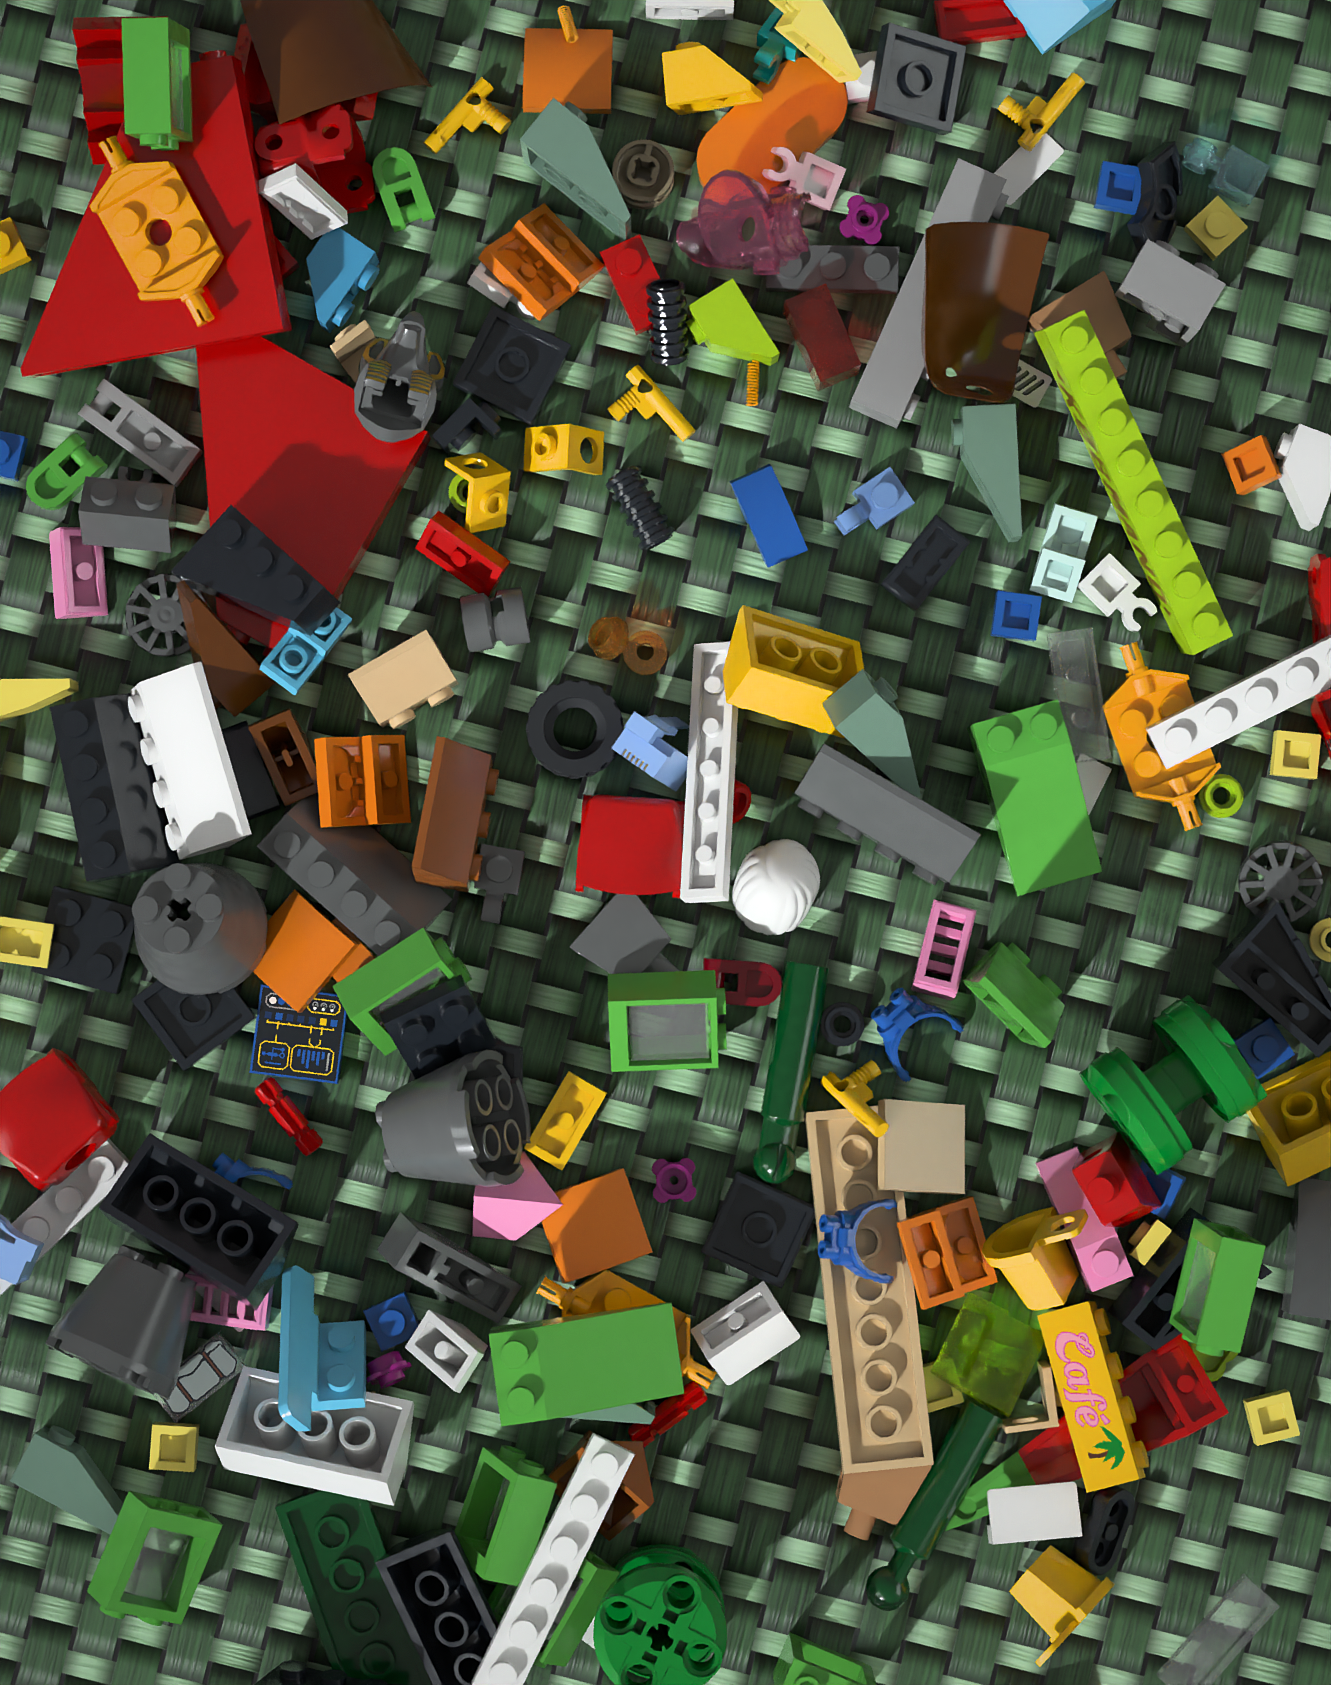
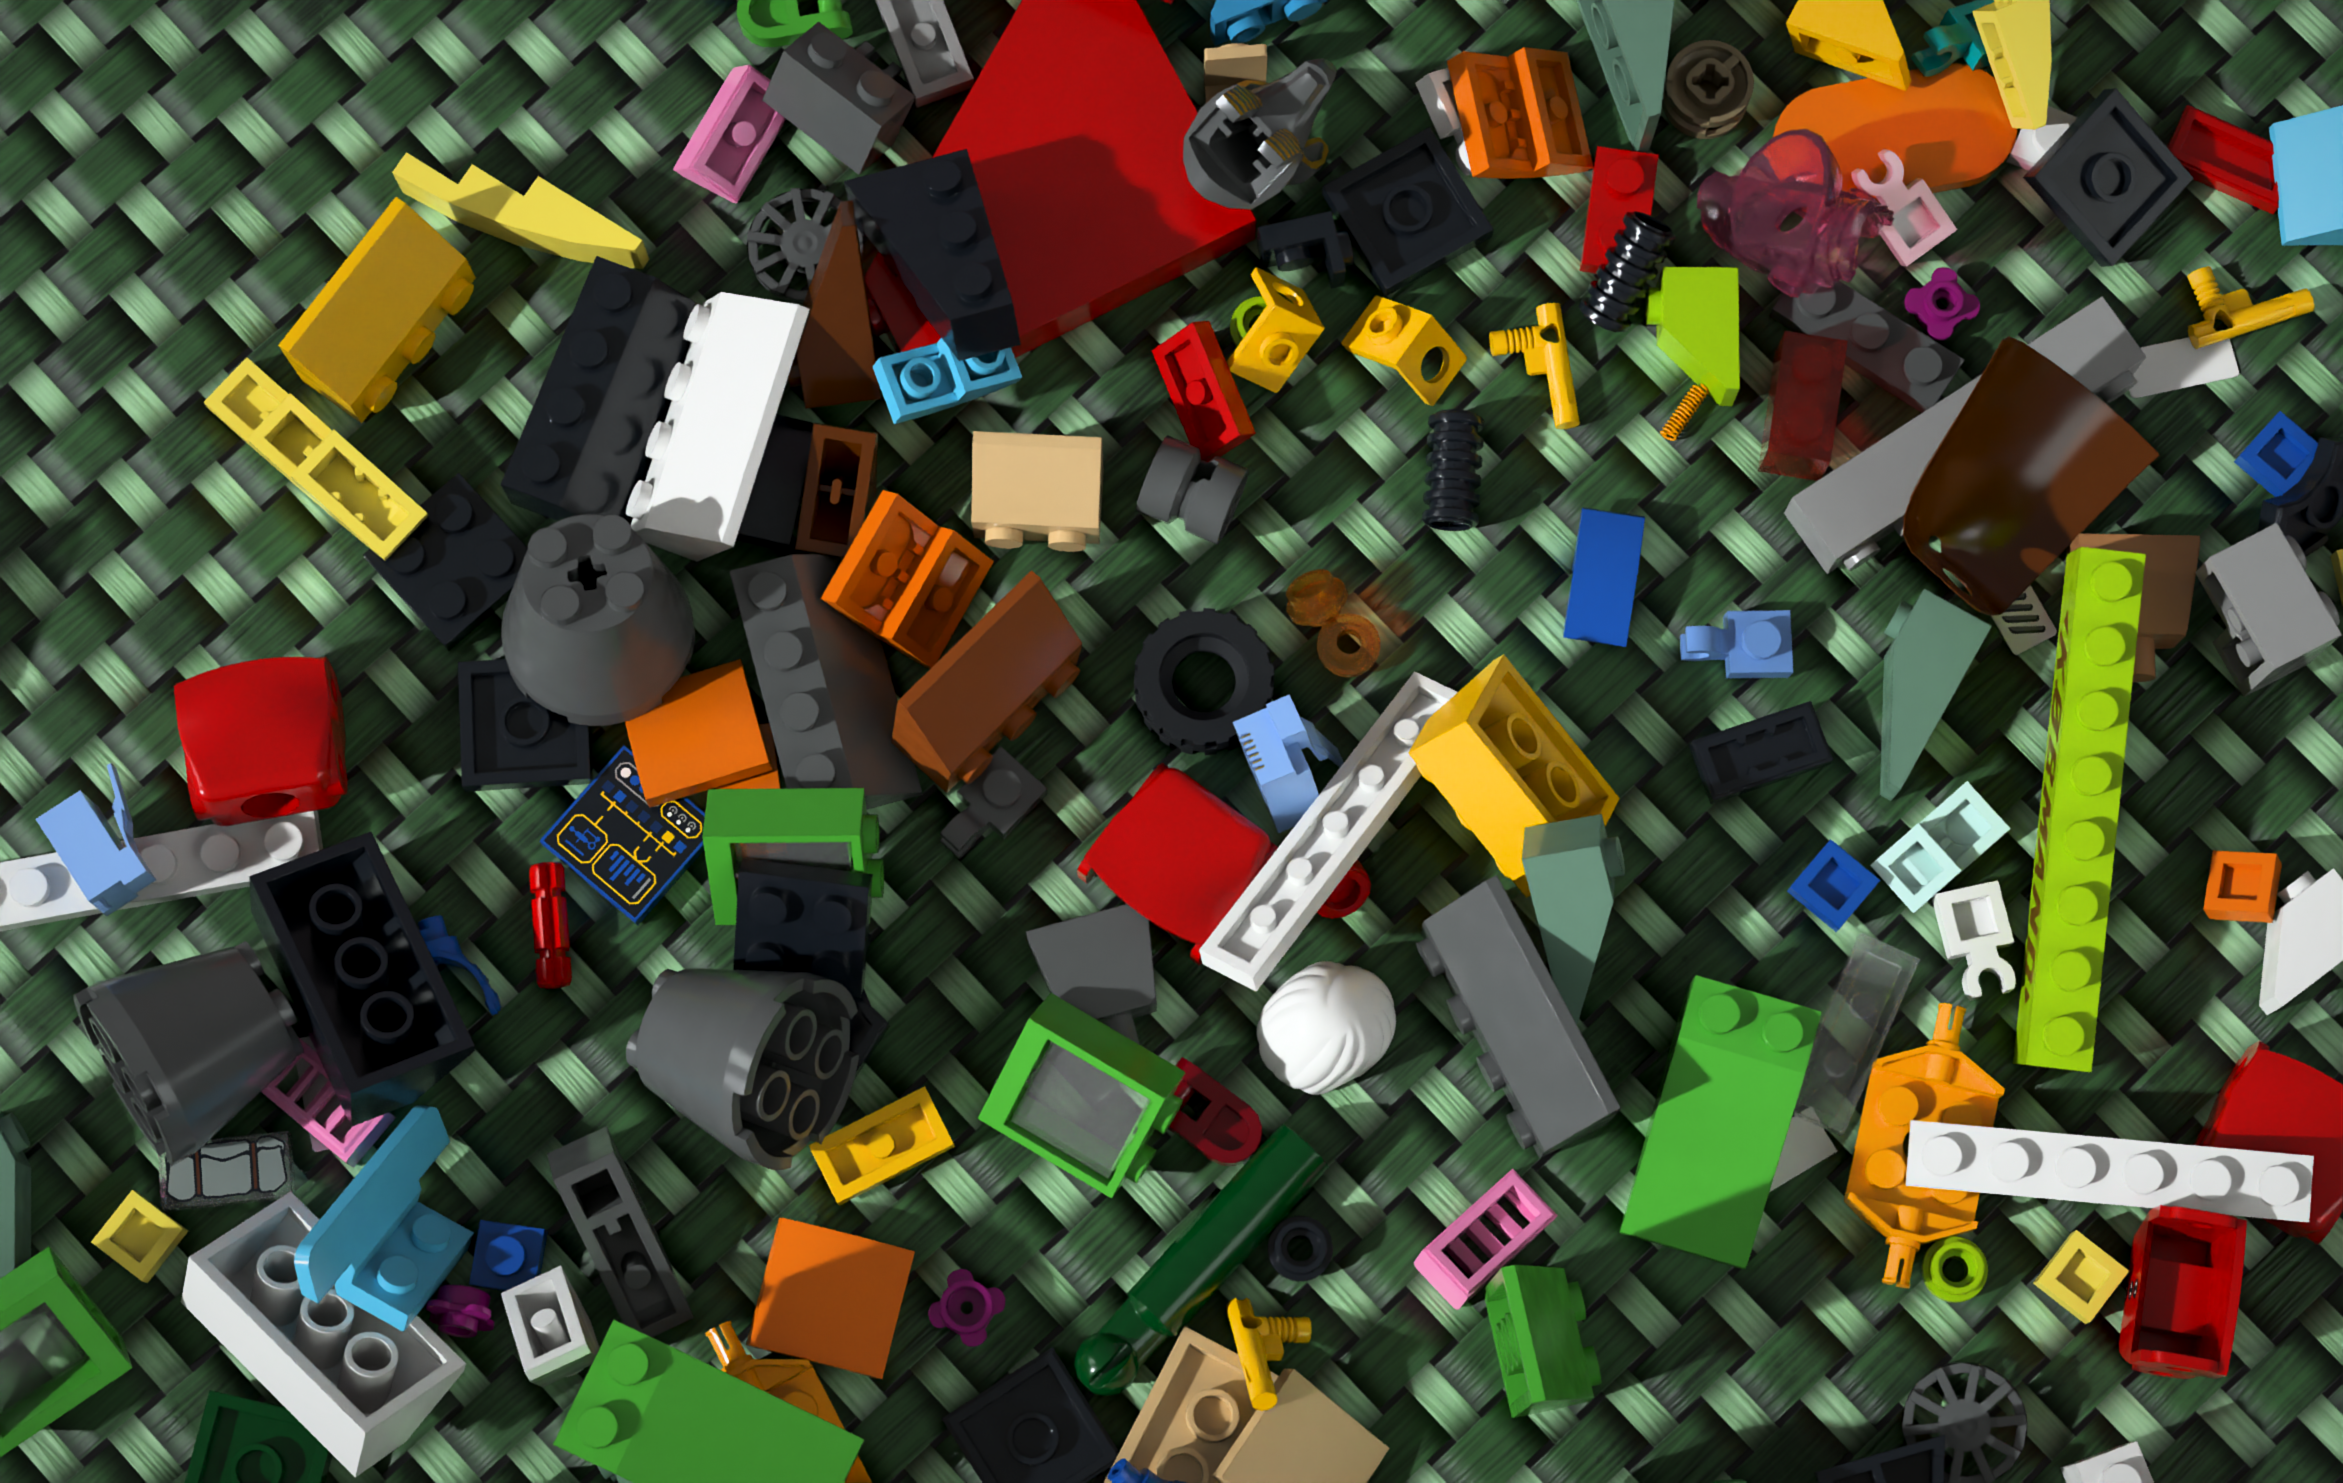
camera: 35 degrees right, 10 degrees down
(513, 1208) = (748, 1206): bright pink slope -> none
(897, 1018) = (1377, 1282): blue helmet -> none

